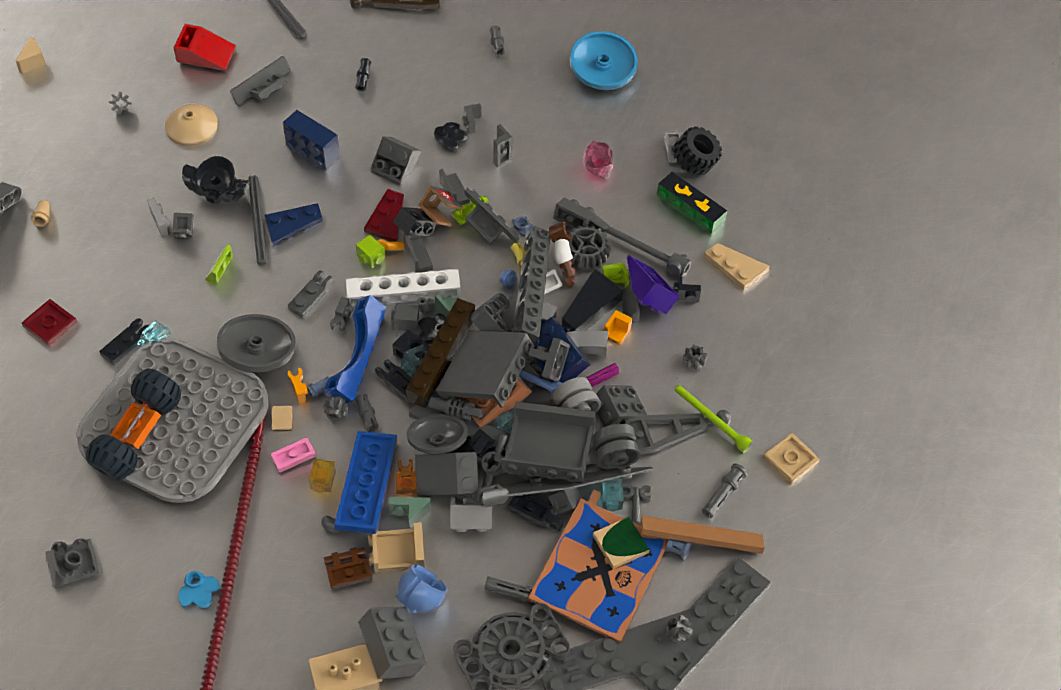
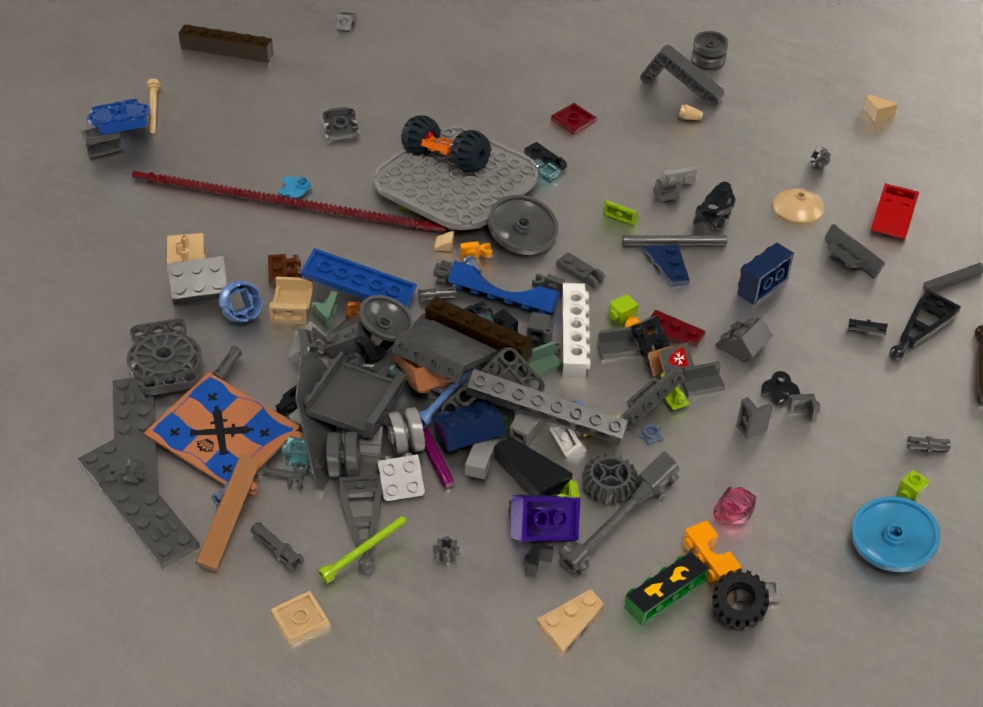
camera: 100 degrees right, 10 degrees down
(293, 455) = (404, 244): bright pink plate -> none
(322, 475) = (377, 258): clear yellow brick -> none
(333, 20) = (935, 304): none -> black plate
(554, 49) = (912, 486): none -> lime bracket
(554, 358) = (439, 396): dark grey bracket -> none
(562, 251) = (594, 443): reddish brown piece -> none
(618, 327) = (500, 490): light orange panel -> none
(621, 542) = (238, 441): dark green tile -> none
(640, 183) = (700, 541): none -> light orange arch

